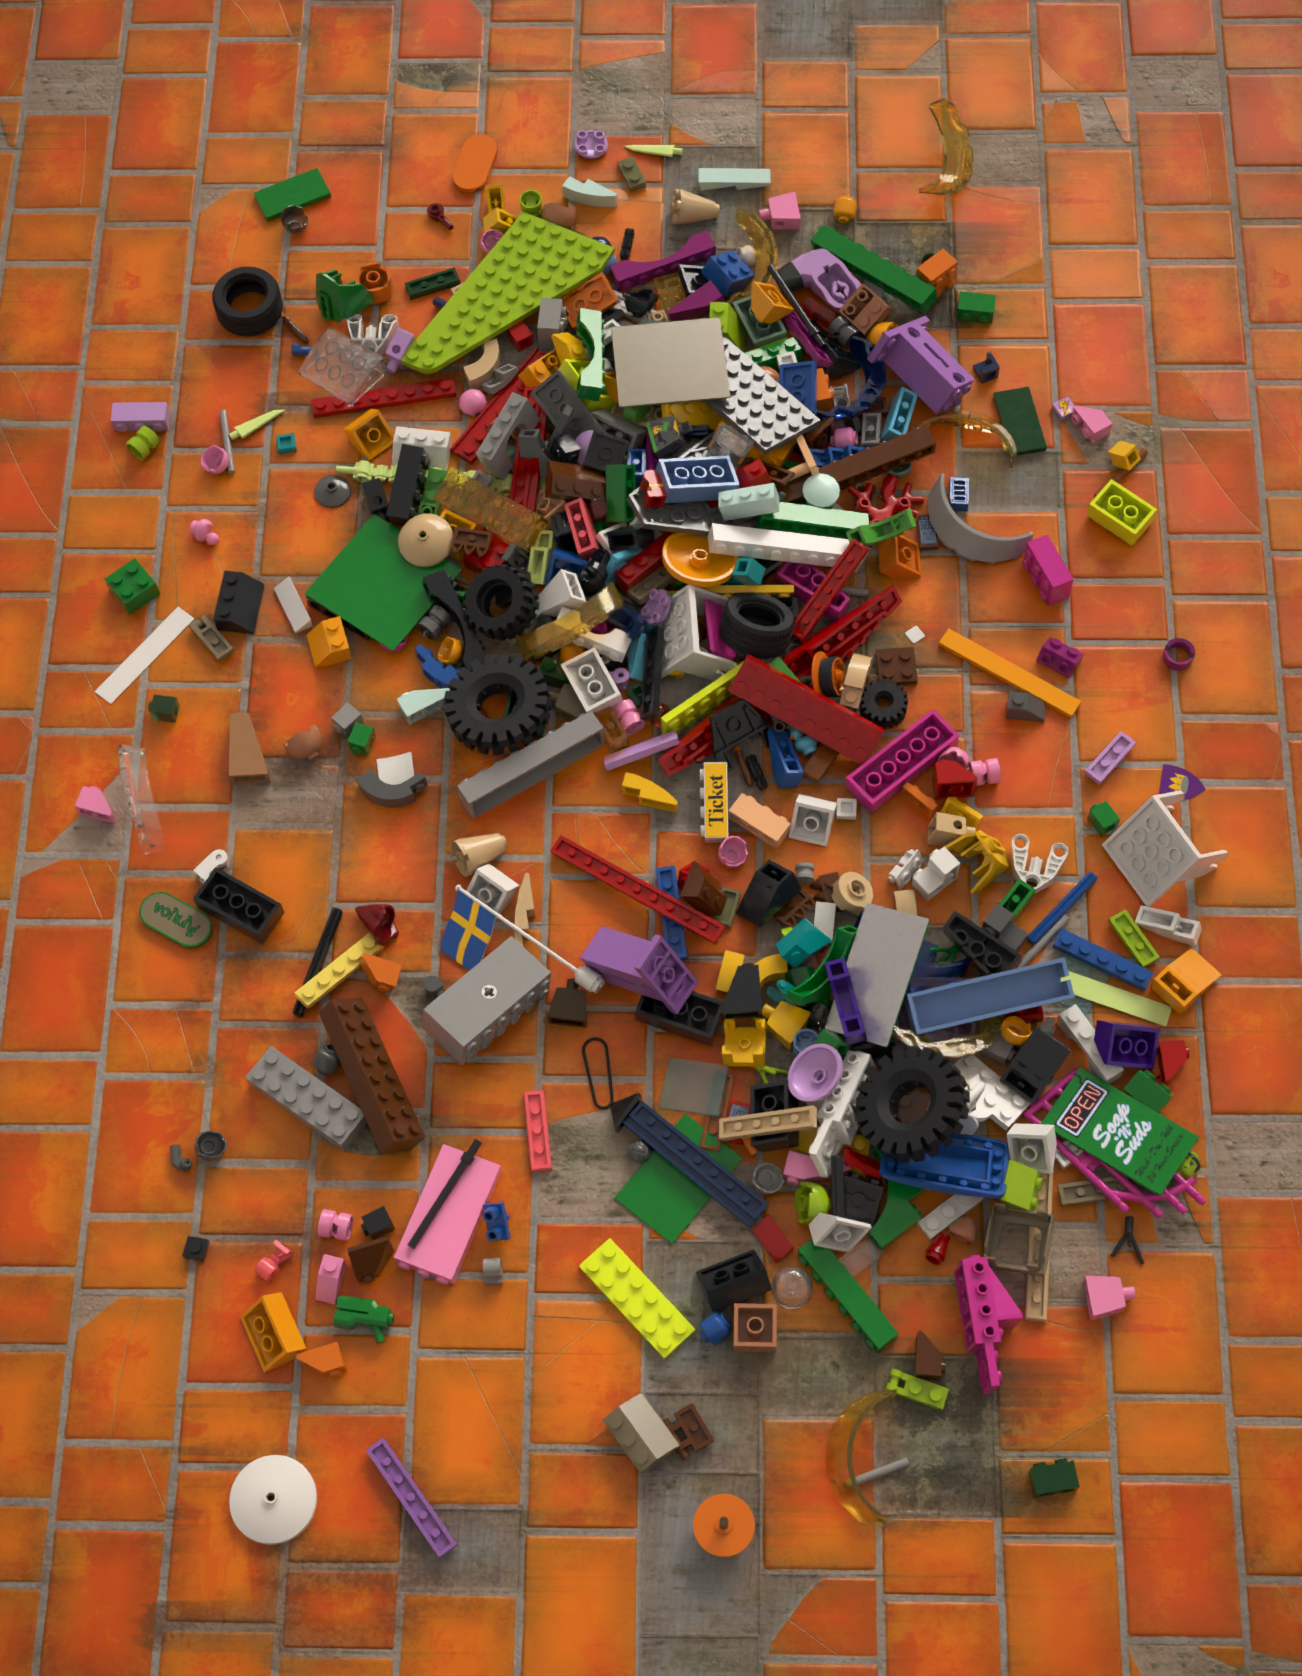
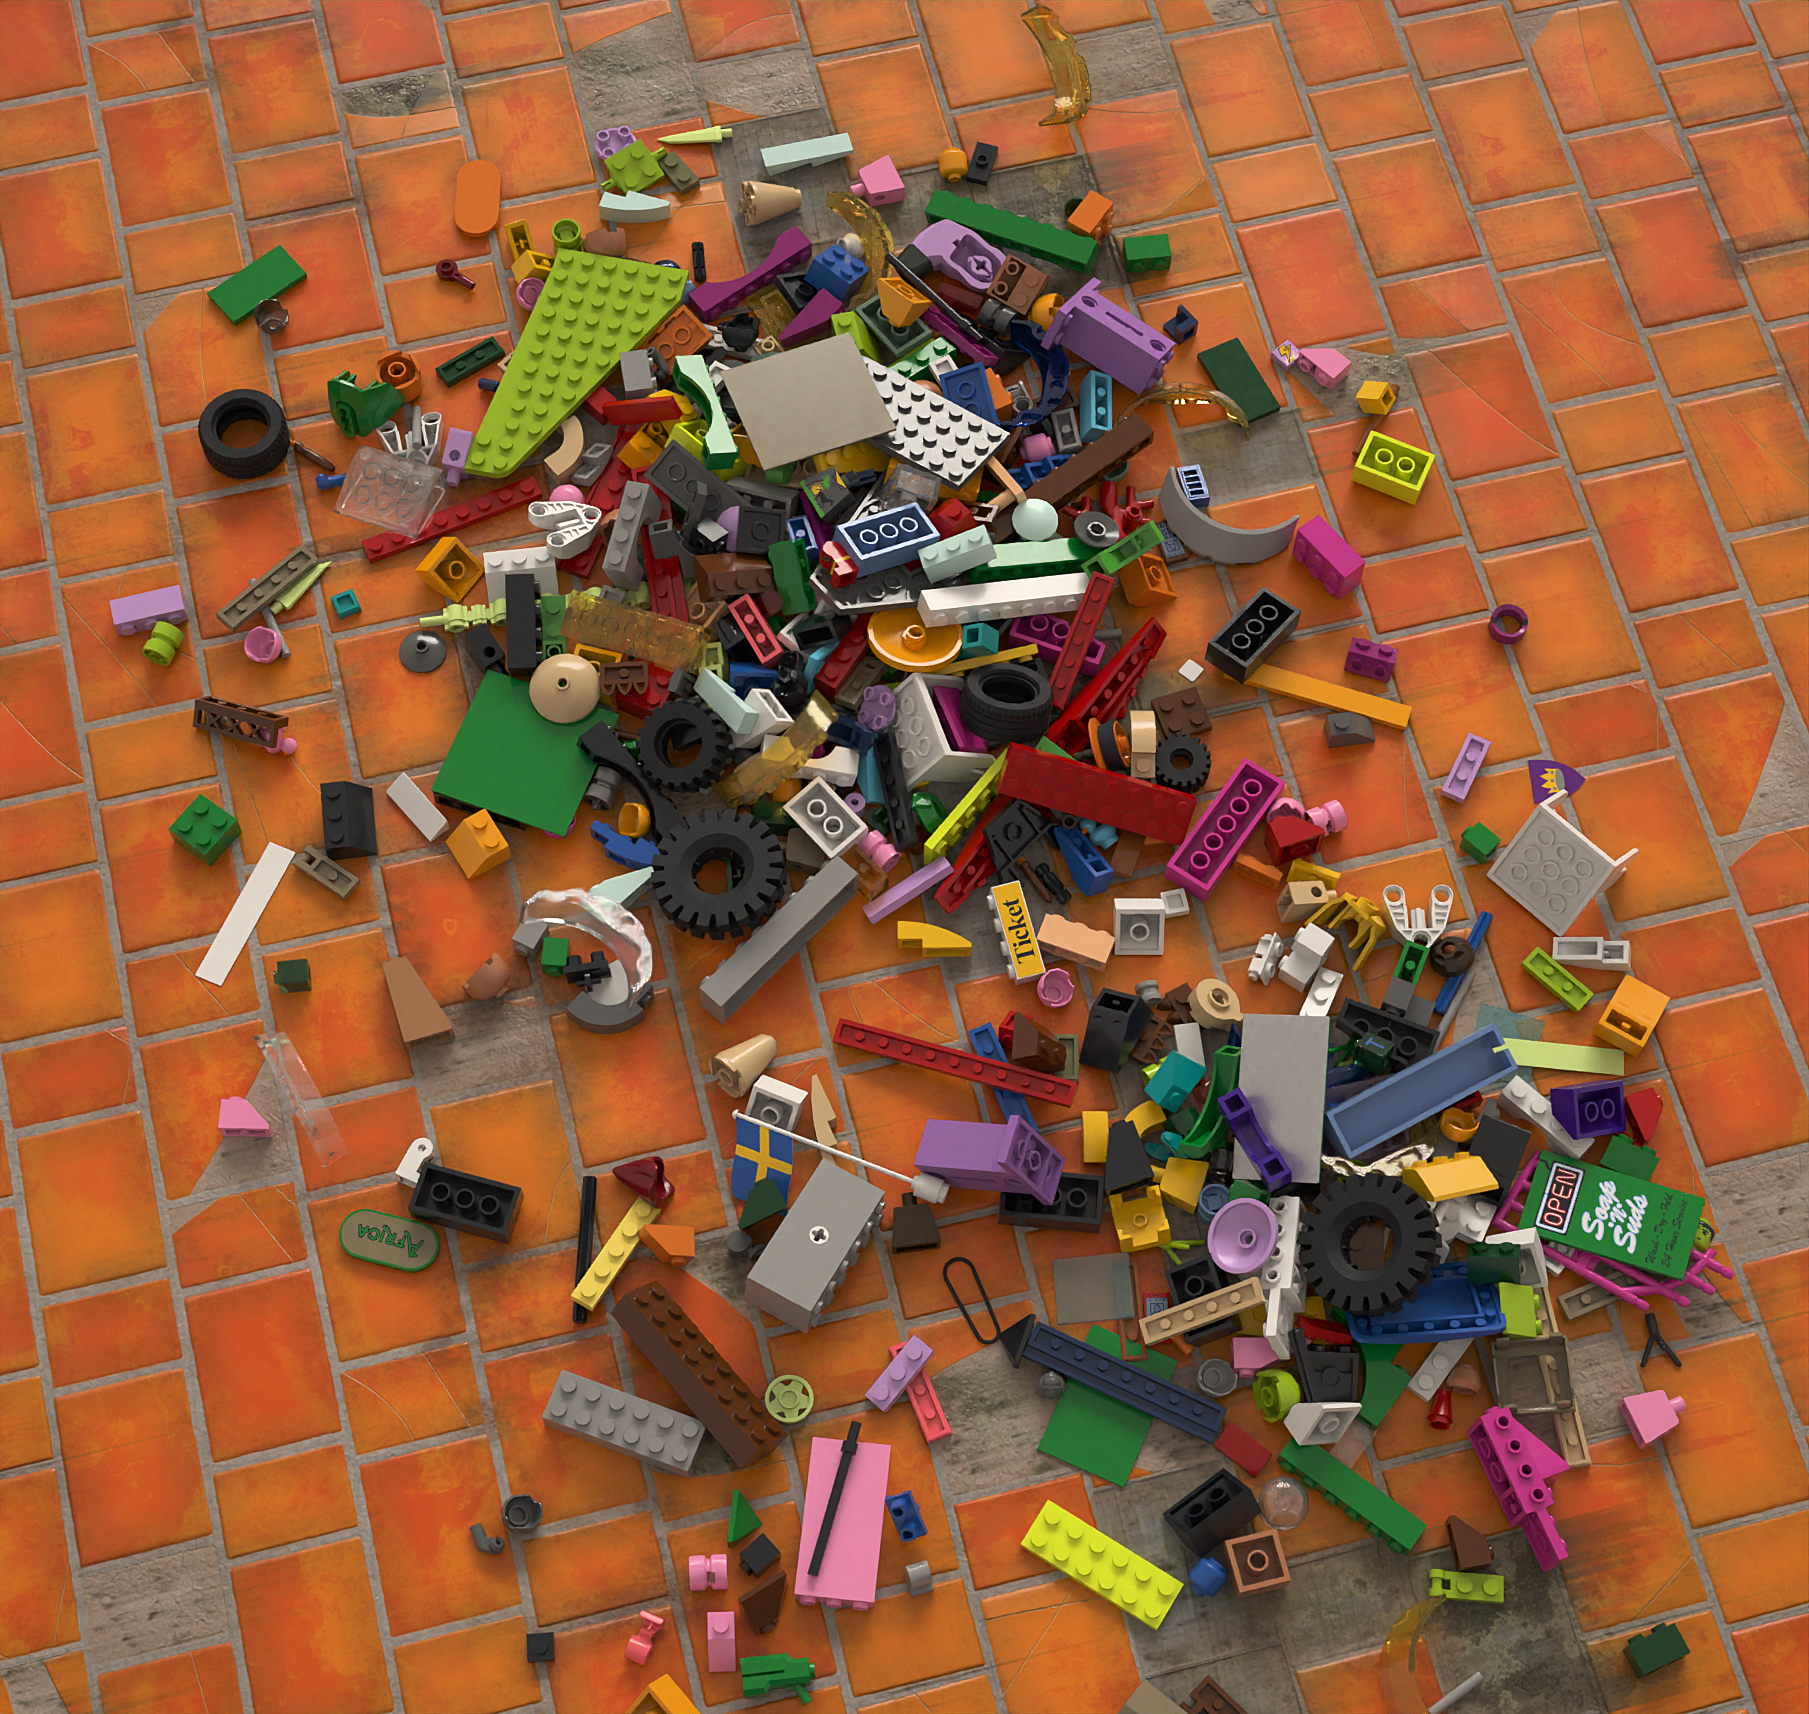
camera: 20 degrees left, 0 degrees up
(190, 510) = (242, 713): none -> reddish brown fence
(230, 418) = (267, 588): none -> dark tan plate
(326, 1060) = (635, 1368): dark grey head -> none
(371, 333) = (416, 427): none -> light grey bar
(372, 1193) = (742, 1520): none -> green slope
(381, 757) = (587, 973): none -> black hips
(401, 717) = (602, 919): none -> clear windscreen
(436, 1112) = (789, 1399): none -> yellowish green wheel
(456, 959) = (762, 1203): none -> dark green slope
(469, 418) = (572, 524): none -> white connector
(525, 1113) = (899, 1373): none -> lavender plate
(542, 580) = (725, 702): none -> light aqua slope
(545, 344) = (642, 410): none -> red tile
(572, 311) = (663, 369): none -> dark grey arm
(598, 163) = (634, 168): none -> lime plate
(674, 692) = (929, 810): none -> green piece
(867, 508) = (1096, 529): none -> dark grey dish
(868, 213) = (981, 163): none -> black plate
(905, 901) = (1278, 1000): tan slope -> none
(940, 907) = (1322, 993): none -> white plate
(963, 958) = (1373, 1053): none -> clear green brick
(969, 616) = (1252, 635): none -> black brick
(992, 1067) = (1449, 1177): none -> yellow slope
(1011, 1144) = (1494, 1263): none -> dark green brick
(1056, 905) = (1455, 963): none -> dark brown piece
(1102, 959) = (1528, 1013): blue plate -> none

